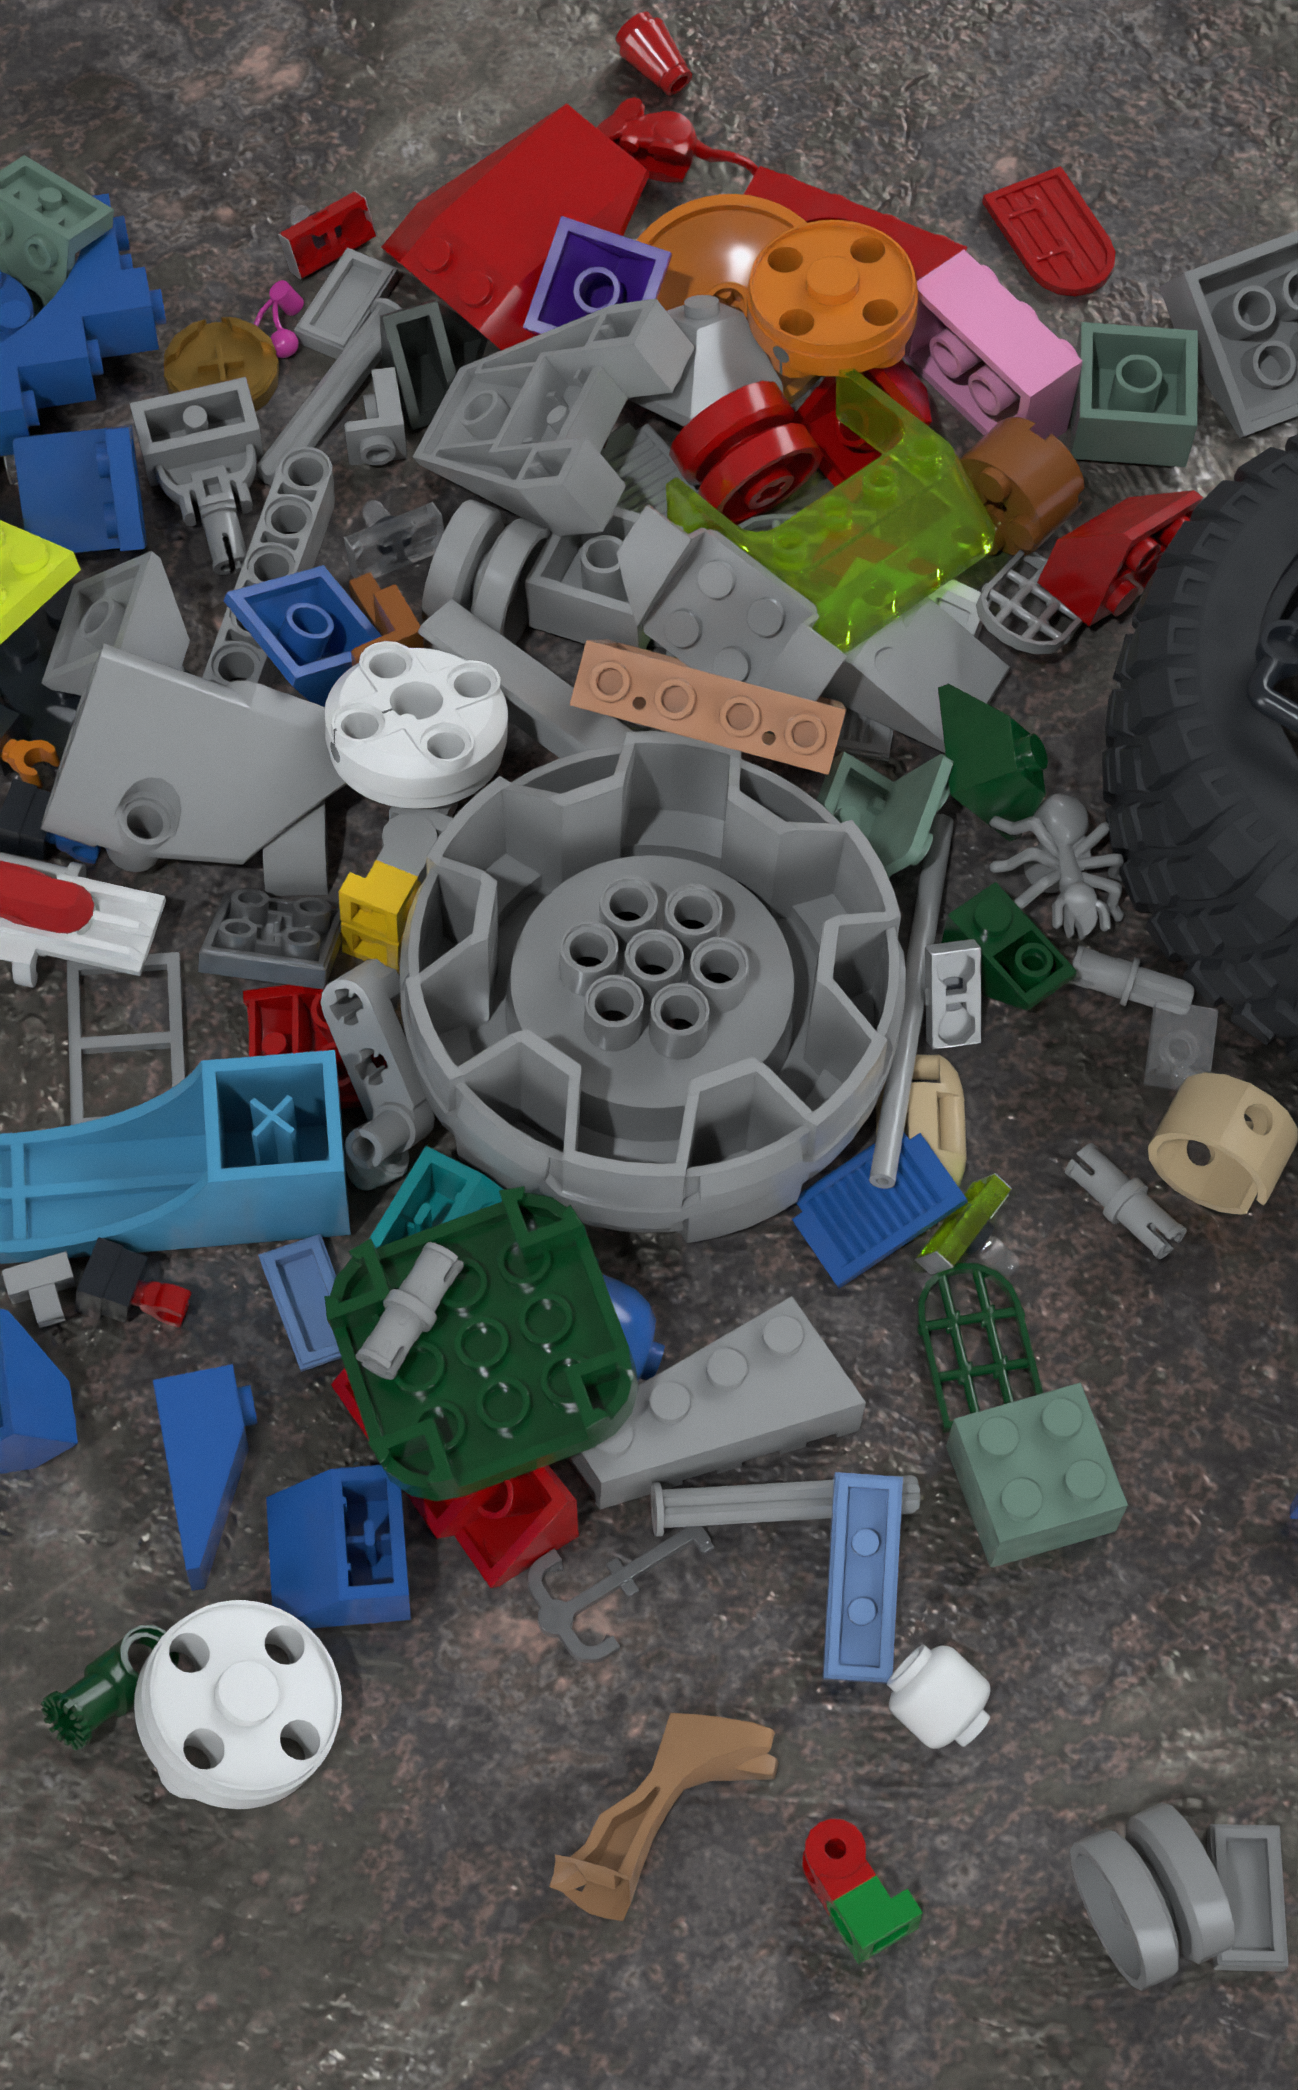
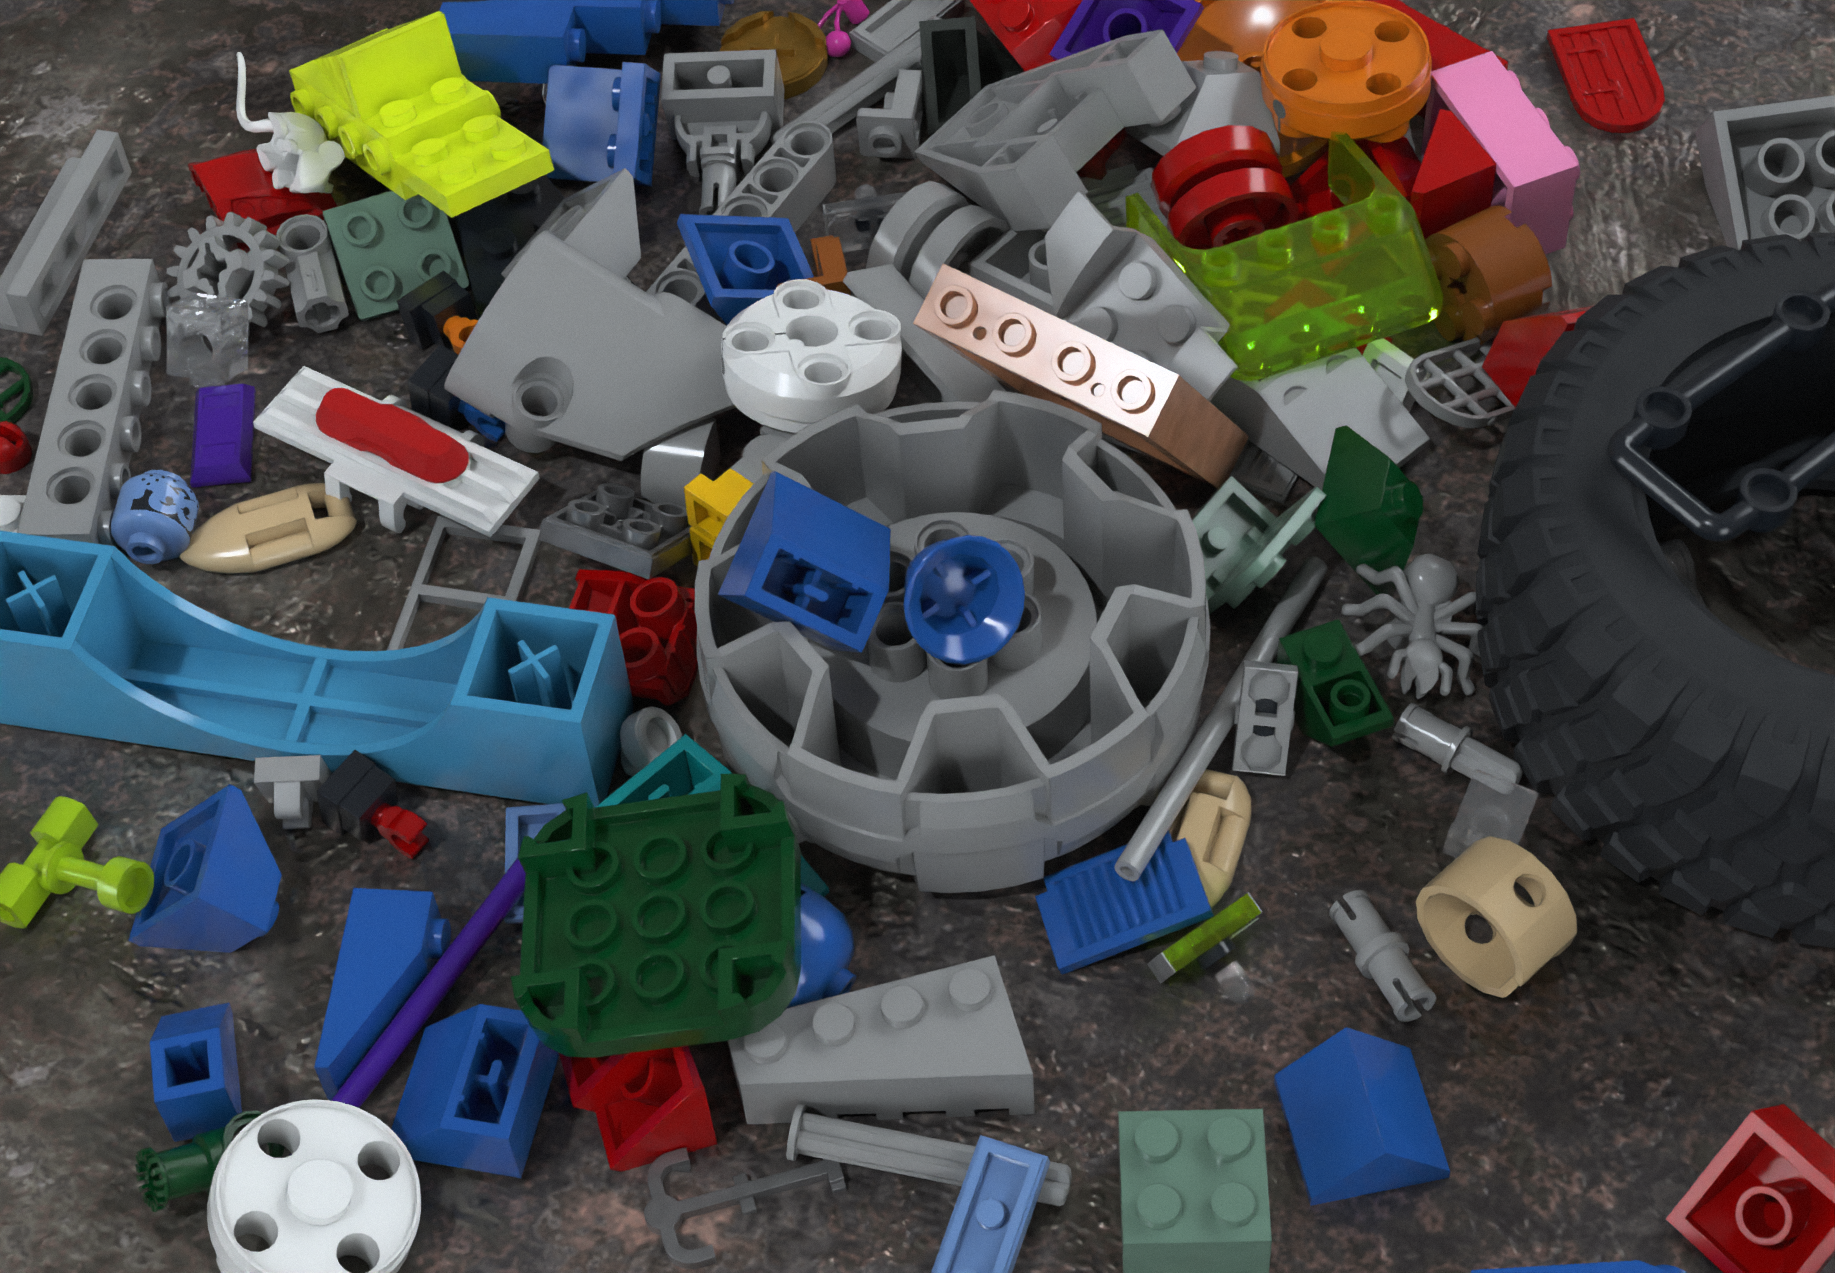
camera: 25 degrees right, 10 degrees down
(63, 1597) = (195, 1070): none -> blue slope
(261, 1452) = (433, 988): none -> dark purple piece
(364, 1023) = (663, 613): light grey beam -> none
(409, 1310) = (596, 865): light grey pin -> none
(529, 965) = (811, 565): none -> blue slope
(680, 964) = (963, 598): none -> blue hat
(961, 390) = (1453, 177): none -> red slope
(986, 1318) = (1201, 1039): dark green window -> none
(1135, 394) = (1632, 213): sand green brick -> none
(1150, 1363) = (1359, 1118): none -> blue slope

